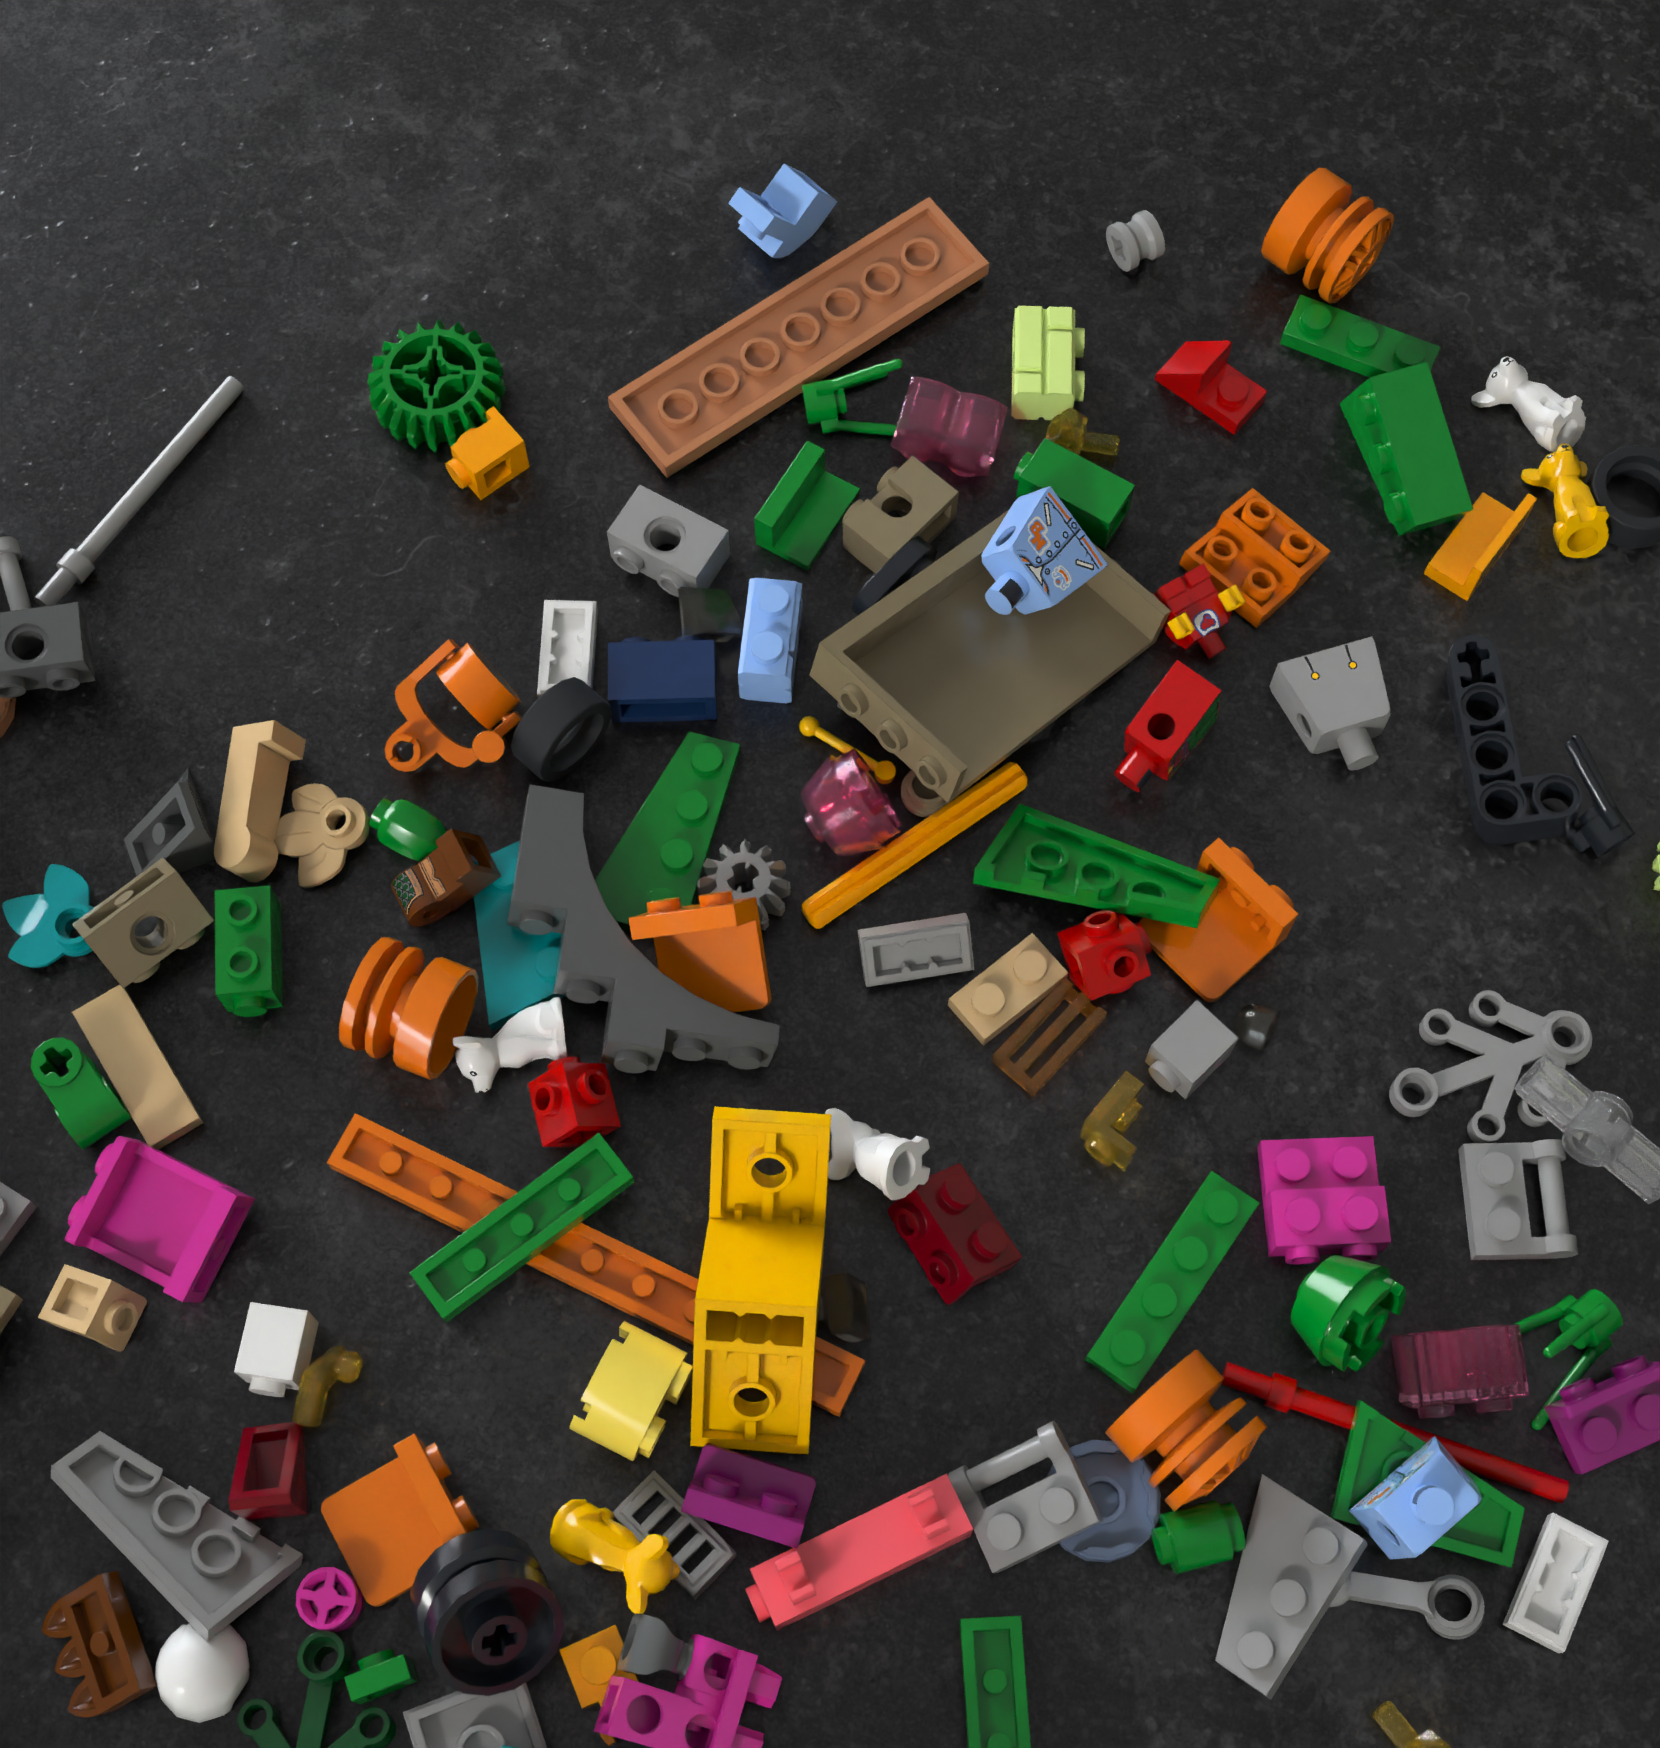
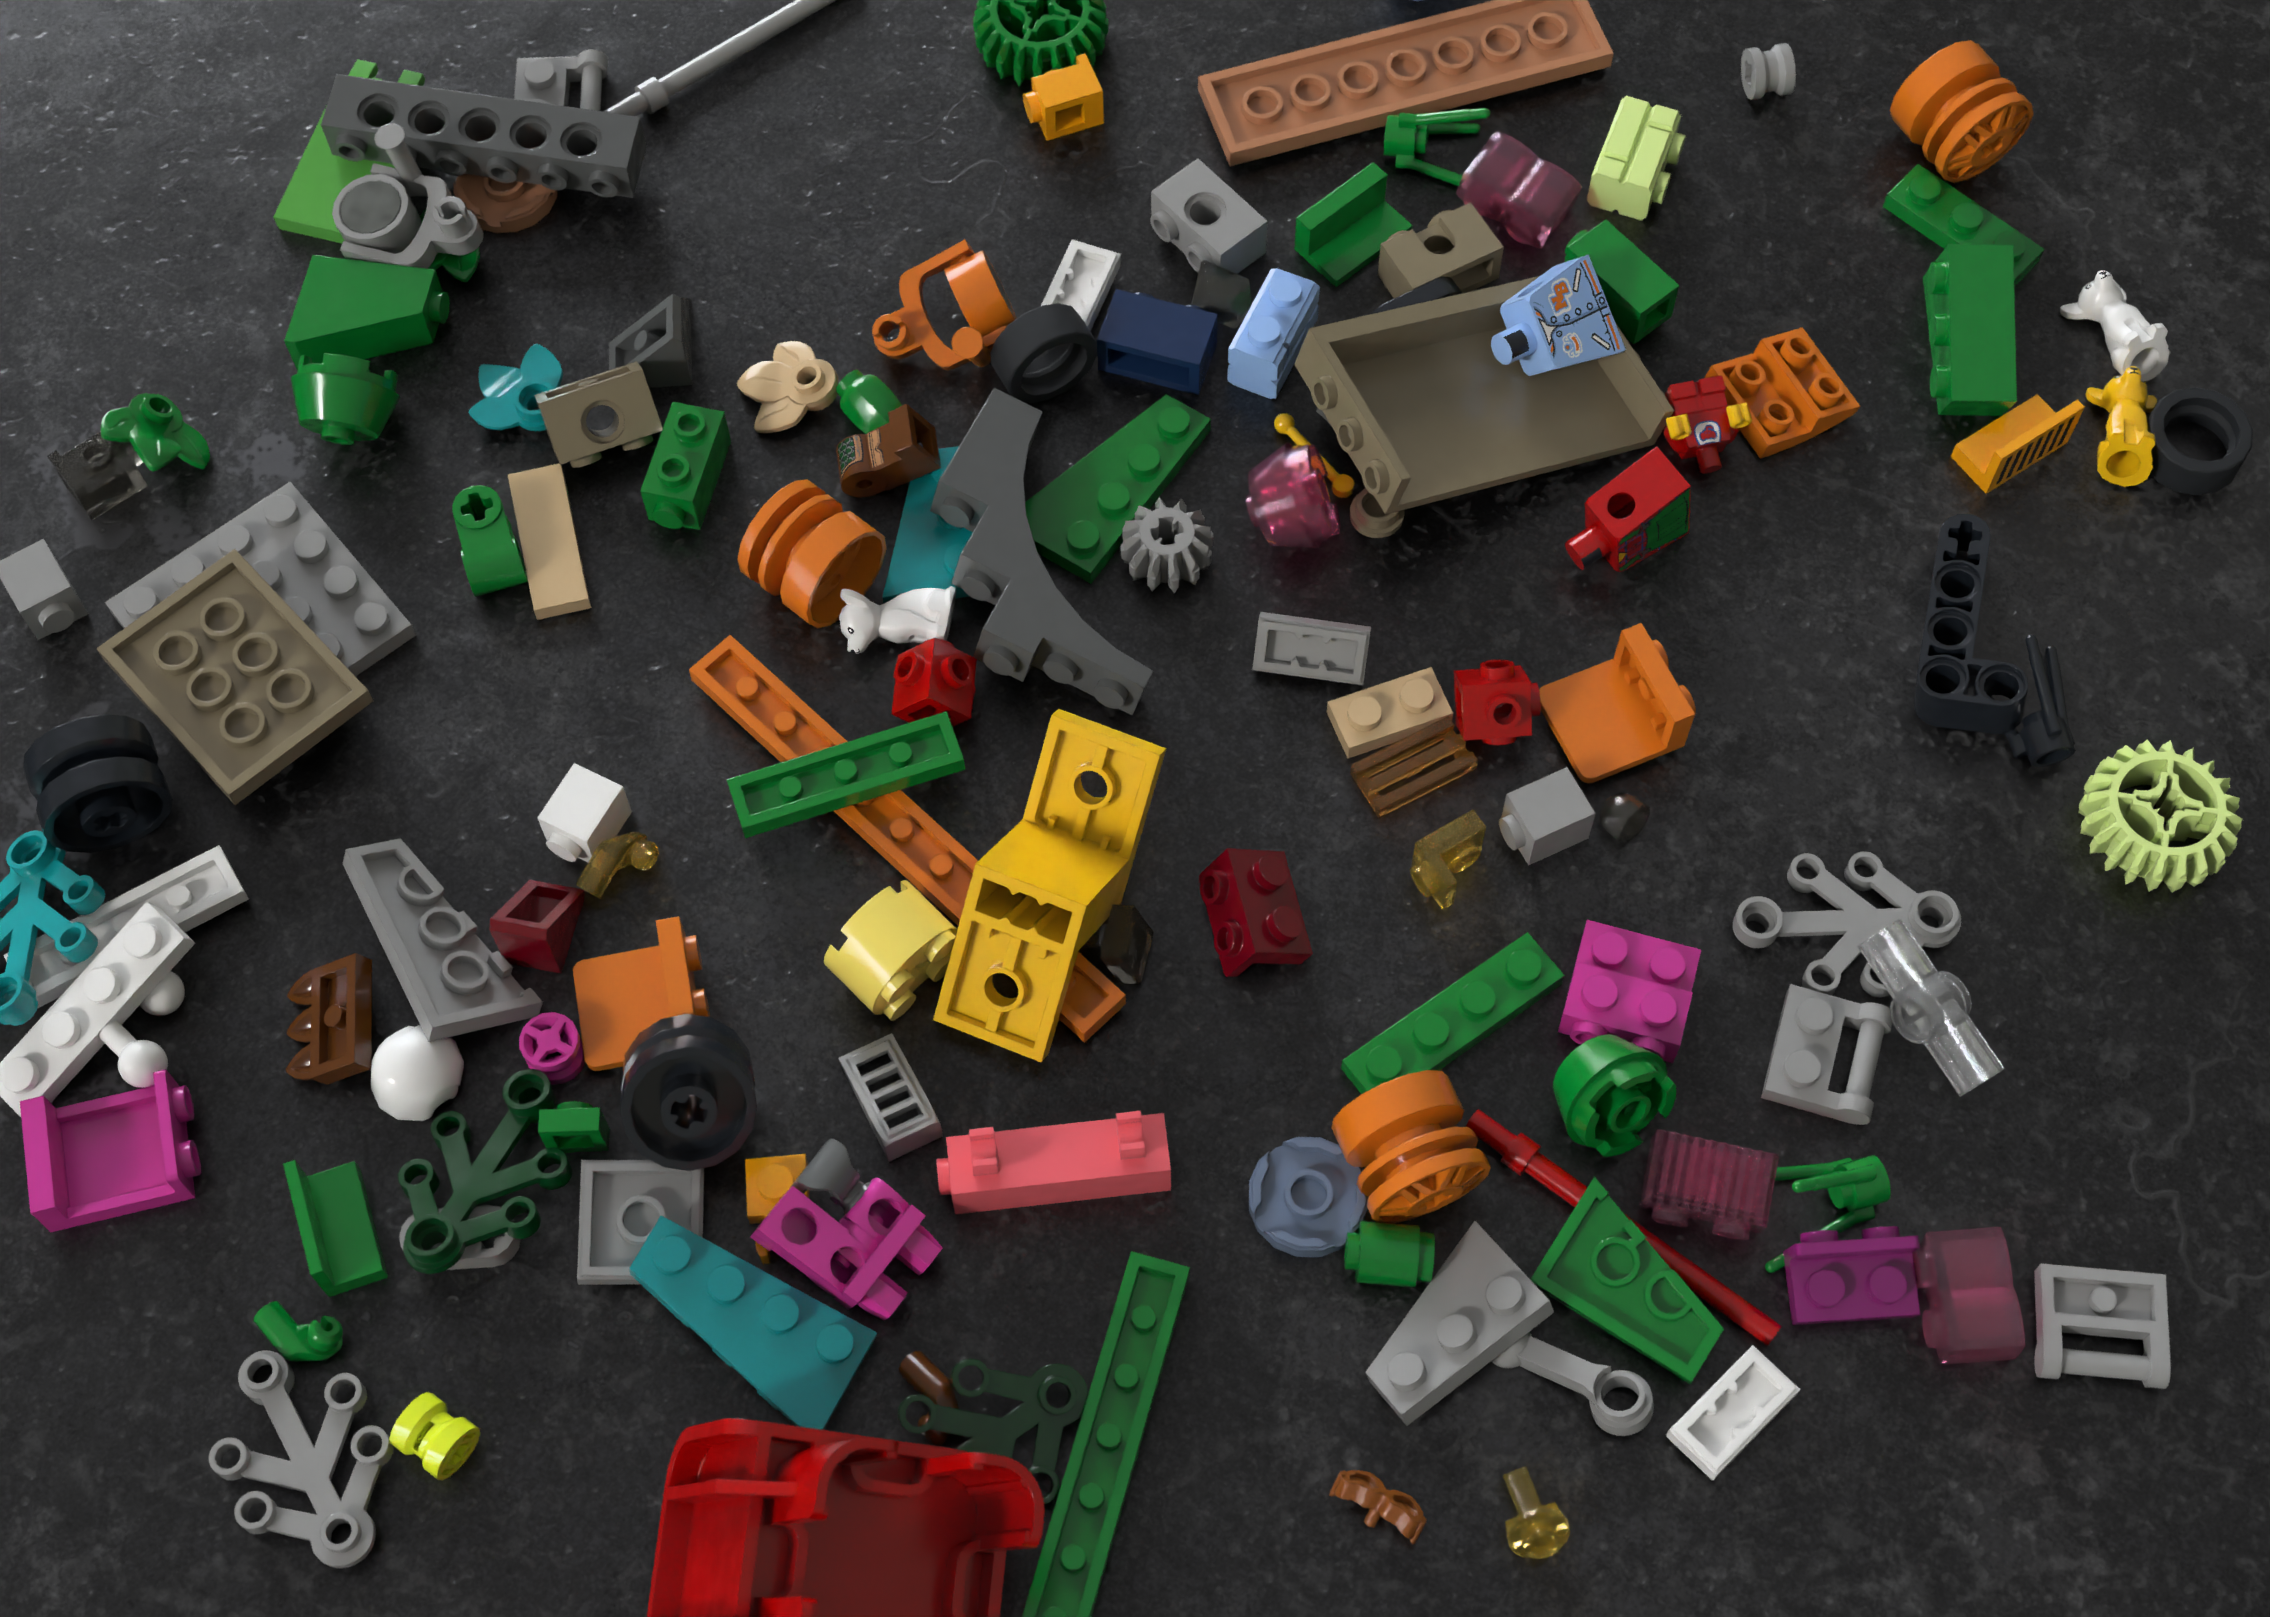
camera: 20 degrees right, 5 degrees down
(93, 1307) = (435, 732): tan bracket -> none
(158, 1218) = (519, 671): dark pink panel -> none
(254, 797) = (740, 335): tan leg -> none
(590, 1535) = (807, 1063): yellow animal -> none
(710, 948) = (1112, 580): orange bracket -> none
(750, 1495) = (973, 1076): magenta bracket -> none
(882, 1159) = (1209, 817): white animal -> none
(914, 845) = (1346, 557): light orange axle -> none
(1033, 1516) = (1239, 1183): light grey plate -> none
(1070, 432) = (1639, 227): clear yellow plate -> none
(1081, 867) = (1508, 622): green wing -> none
(1211, 385) = (1798, 225): red slope -> none
(1336, 700) = (1812, 541): light grey torso -> none
(1417, 1502) = (1612, 1278): light blue torso -> none

